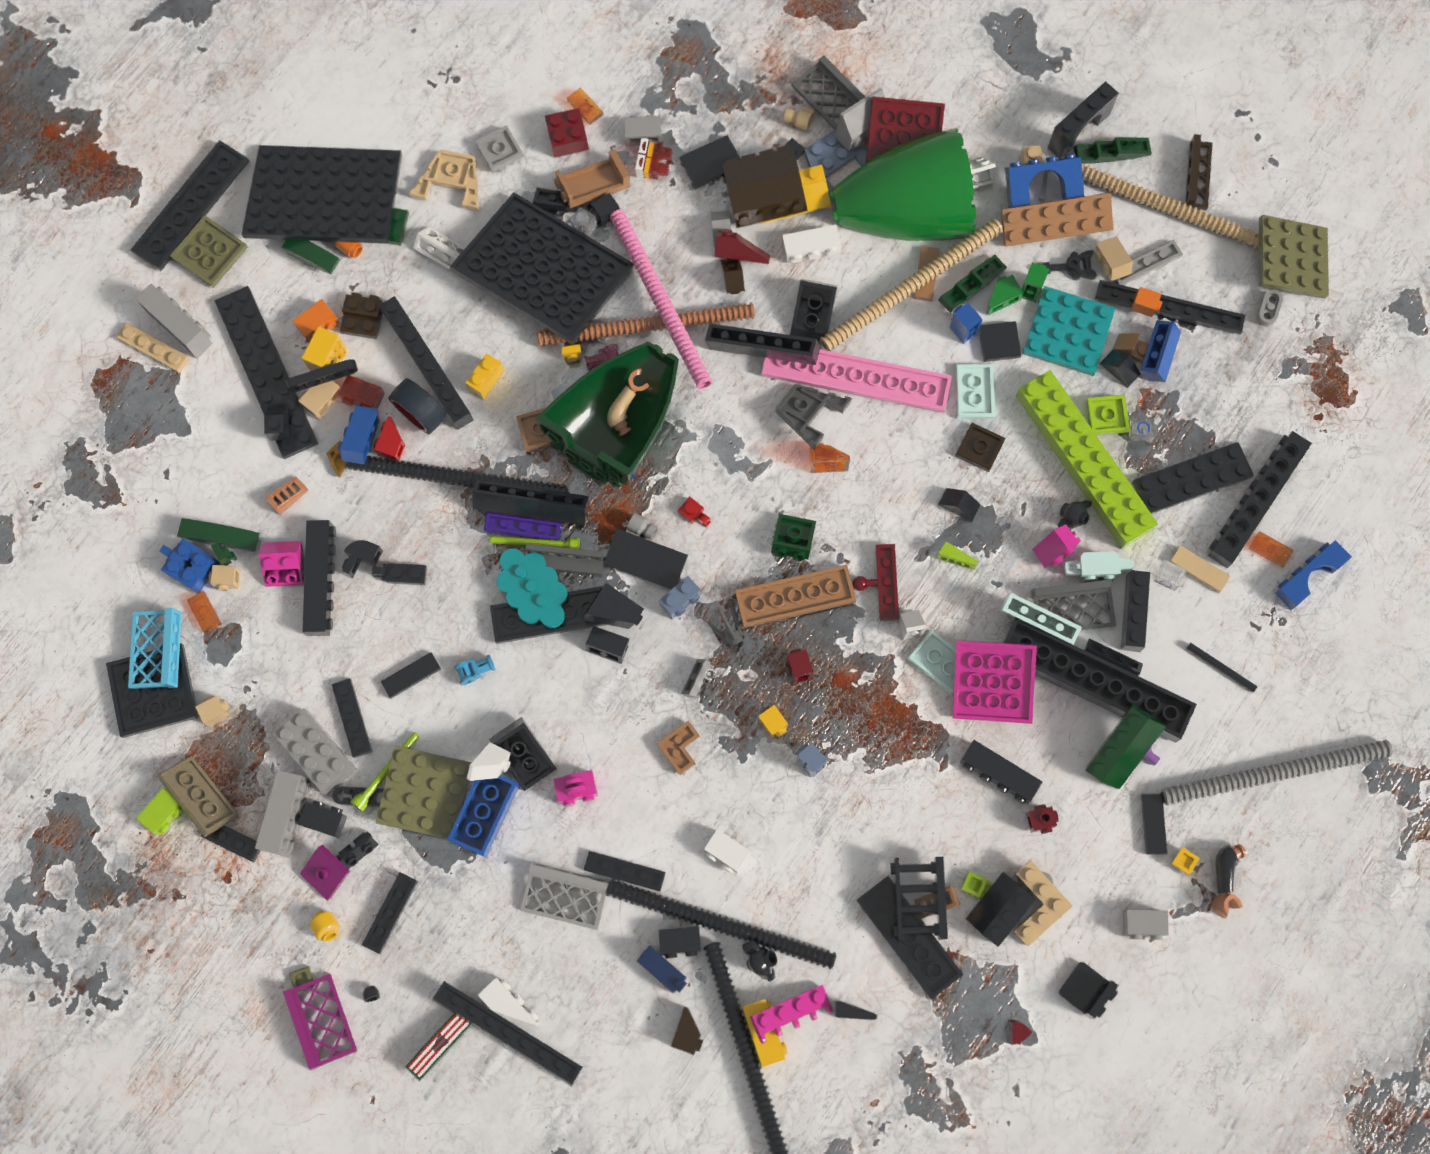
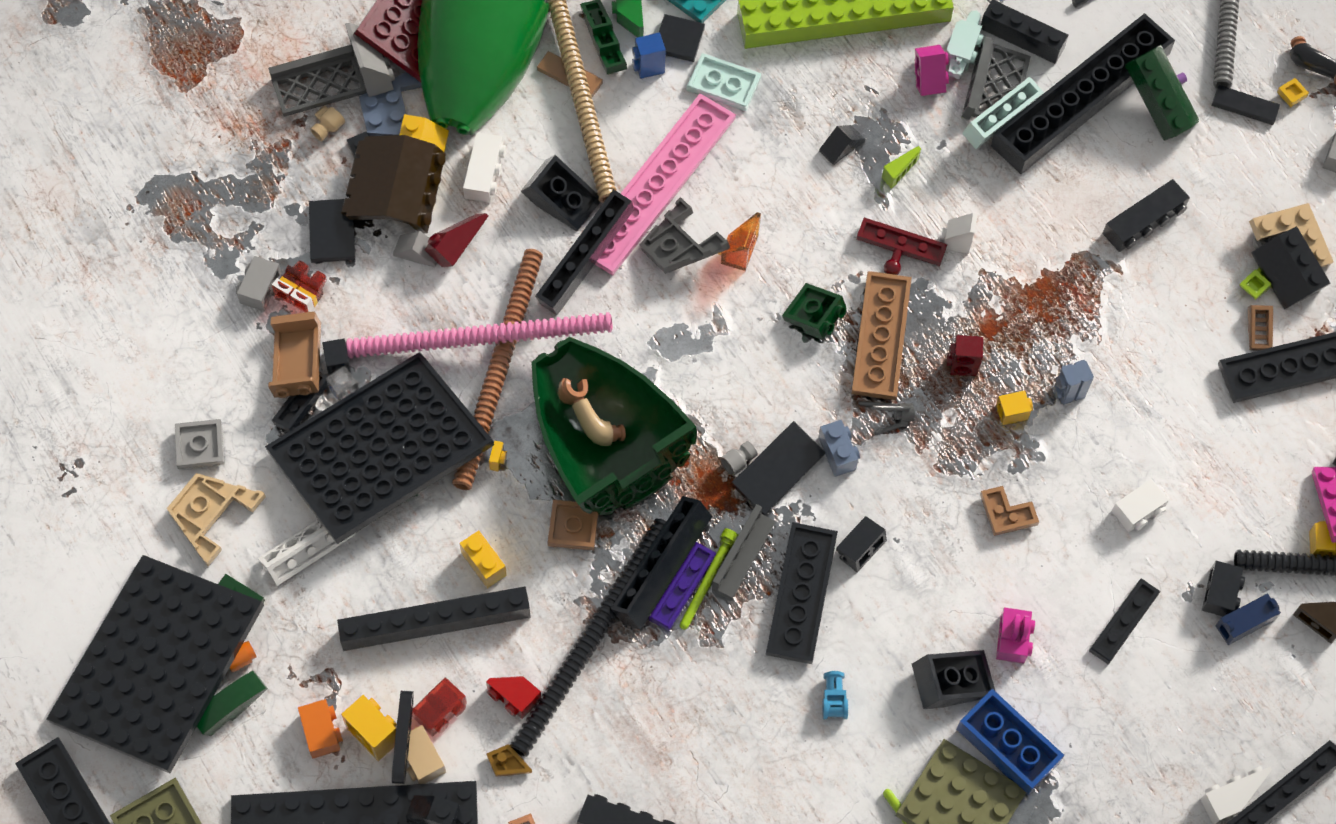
camera: 75 degrees left, 10 degrees down
(359, 434) = (494, 723): blue brick -> none
(359, 552) = (640, 774): black brick -> none
(361, 316) = (336, 674): dark brown plate -> none
(401, 573) = (684, 739): black hinge -> none
(410, 675) = (812, 772): black tile -> none
(417, 406) = (492, 639): black wheel -> none
(489, 763) = (961, 706): white slope -> none
(532, 588) = (765, 597): teal plate -> none
(566, 132) = (219, 362): dark red brick -> none
(568, 878) = (1112, 685): light grey fence -> none
(588, 108) = (194, 333): clear orange plate -> none
(602, 356) = (519, 423): clear pink connector -> none
(613, 609) = (825, 518): black slope -> none
(693, 511) = (742, 402): red plate -> none
(699, 672) = (935, 465): hinge -> none
(721, 924) = (1215, 544): black piece -> none
(732, 276) = (483, 257): dark brown slope -> none
(760, 960) = (1270, 515): black piece -> none
(936, 660) = (1008, 226): light aqua tile -> none
(939, 908) = (1265, 316): black fence -> none
(980, 447) = (787, 101): dark brown tile -> none
(994, 681) = (1053, 179): dark pink plate -> none
(1035, 819) = (1209, 196): dark red brick -> none
(1074, 514) = (901, 43): black piece -> none
(1113, 657) = (1063, 69): black plate -> none

